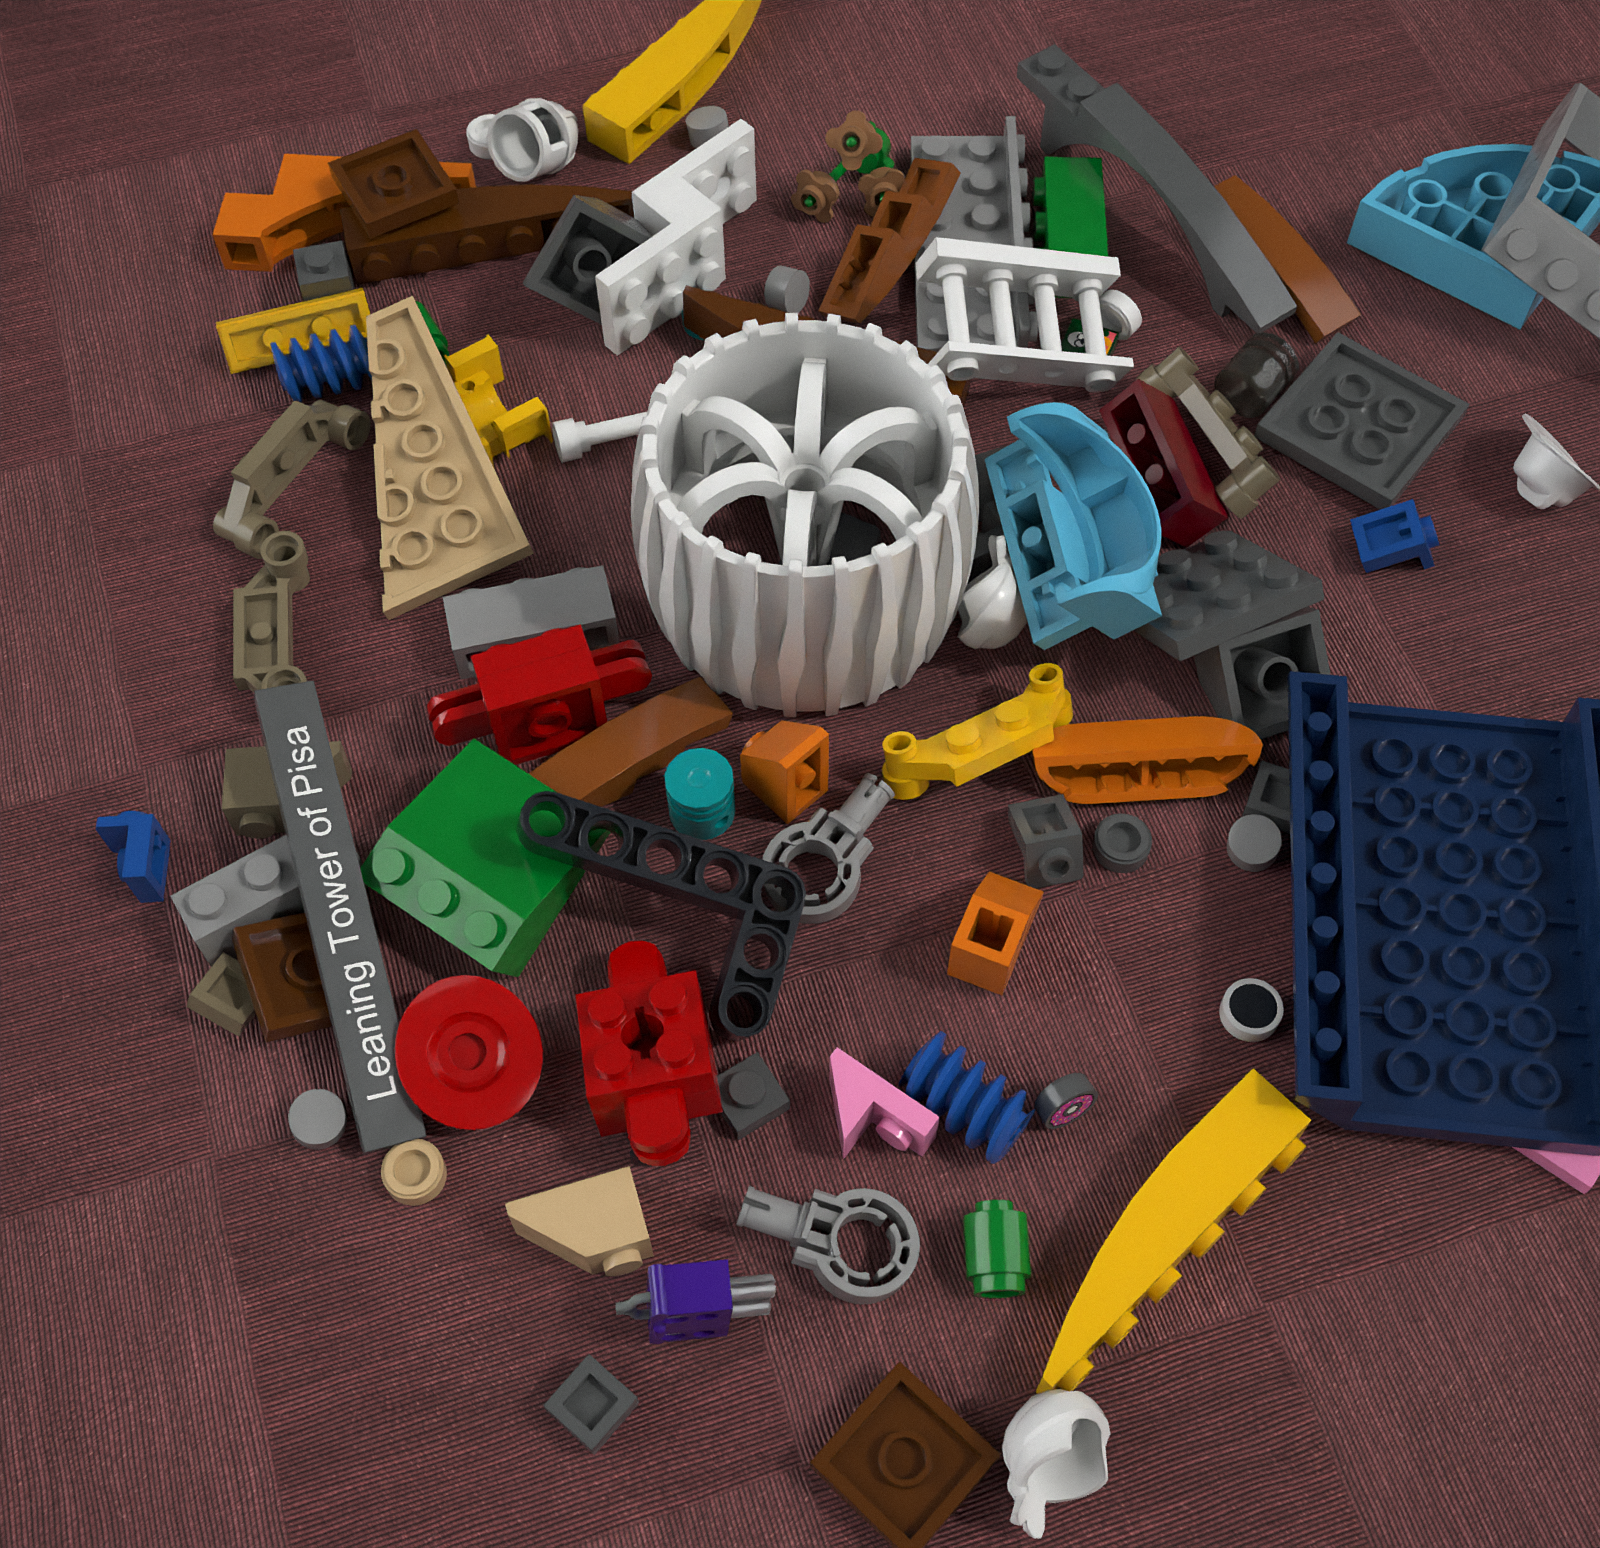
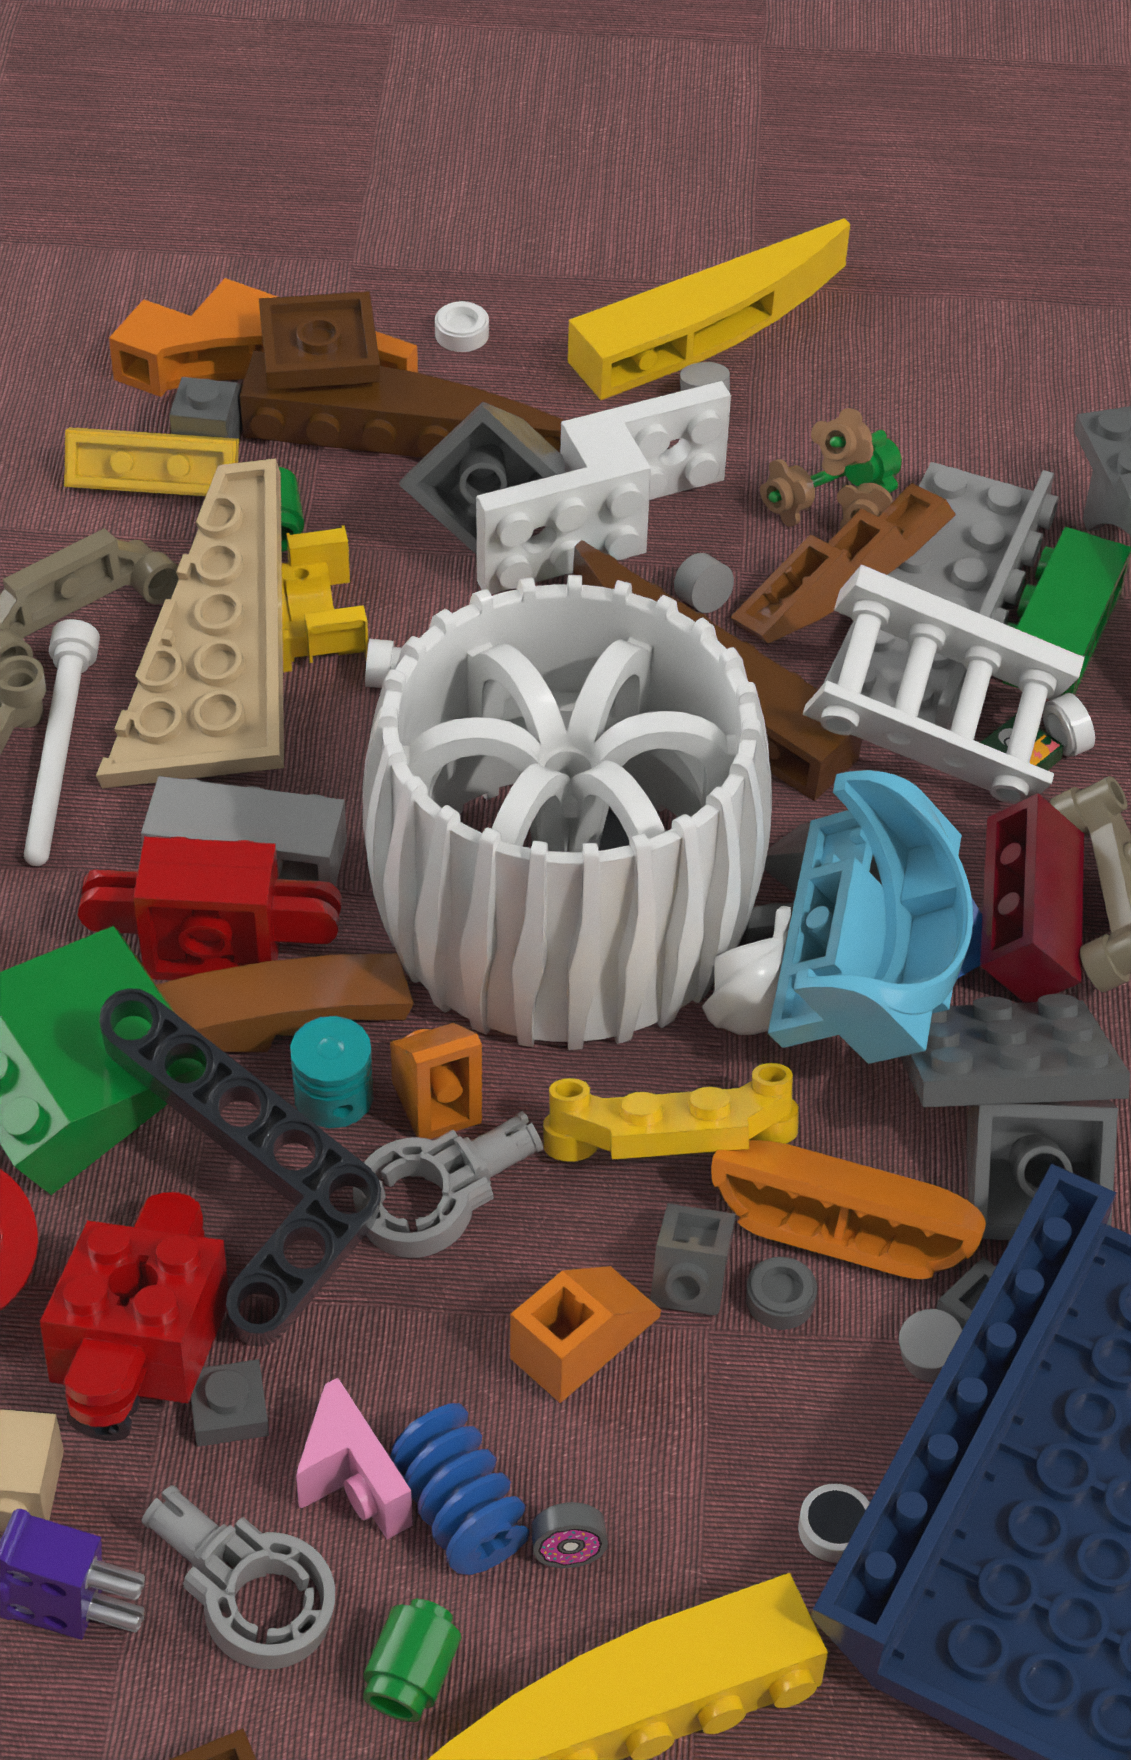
camera: 20 degrees right, 10 degrees down
(310, 511) = (73, 650): none -> white piece
(322, 364) = (154, 504): blue piece -> none
(532, 139) = (500, 340): white helmet -> none

